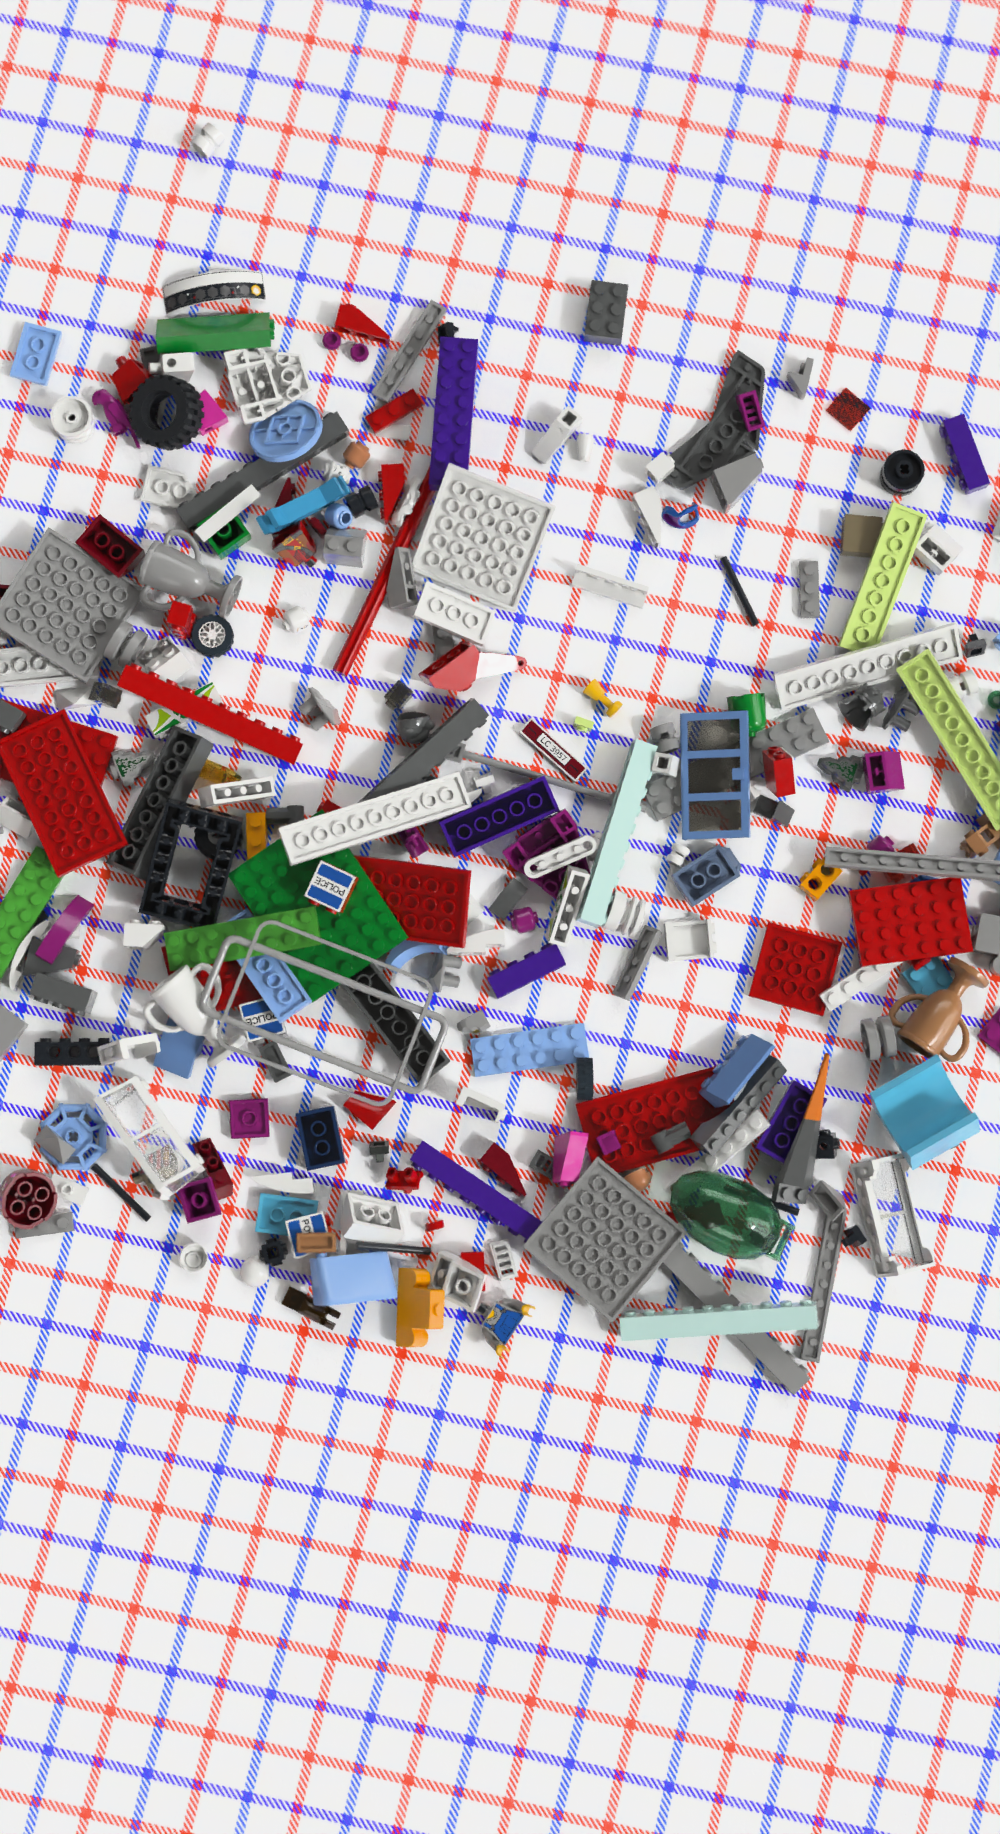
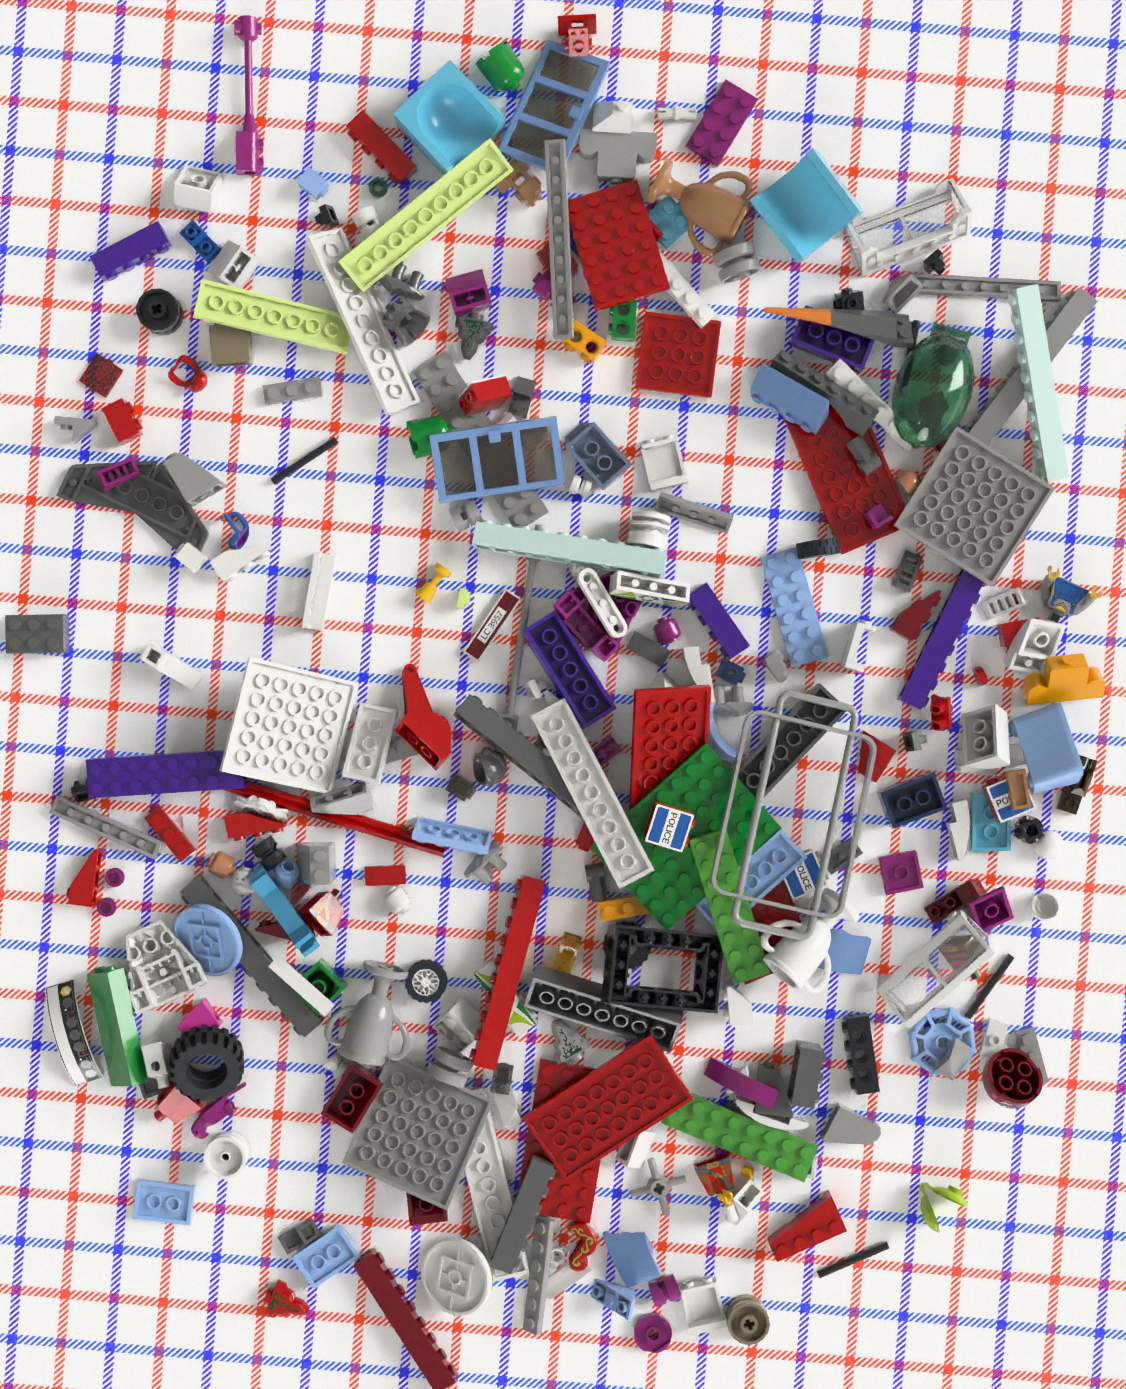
camera: 95 degrees left, 5 degrees up
(118, 1050) = (858, 1014): white panel -> none
(143, 537) = (336, 1065): none -> white wheel
(166, 488) = (282, 1050): white tile -> none
(181, 620) = (417, 1015): red arch -> none
(236, 792) = (583, 934): white brick -> none
(322, 611) = (384, 875): none -> red slope
(352, 680) = (452, 835): none -> light blue plate
(393, 1248) = (1009, 713): black bar -> none
(477, 969) = (723, 672): none -> dark blue brick
(568, 1157) = (898, 553): dark pink slope -> none
(585, 446) = (179, 636): white cone -> none
(665, 764) = (493, 510): white brick -> none
(760, 1173) = (882, 363): white sticker -> none
(800, 423) = (122, 421): none -> red brick
(827, 497) = (196, 383): none -> red piece
(835, 925) = (627, 320): none -> green brick
(966, 521) = (200, 241): none -> blue slope

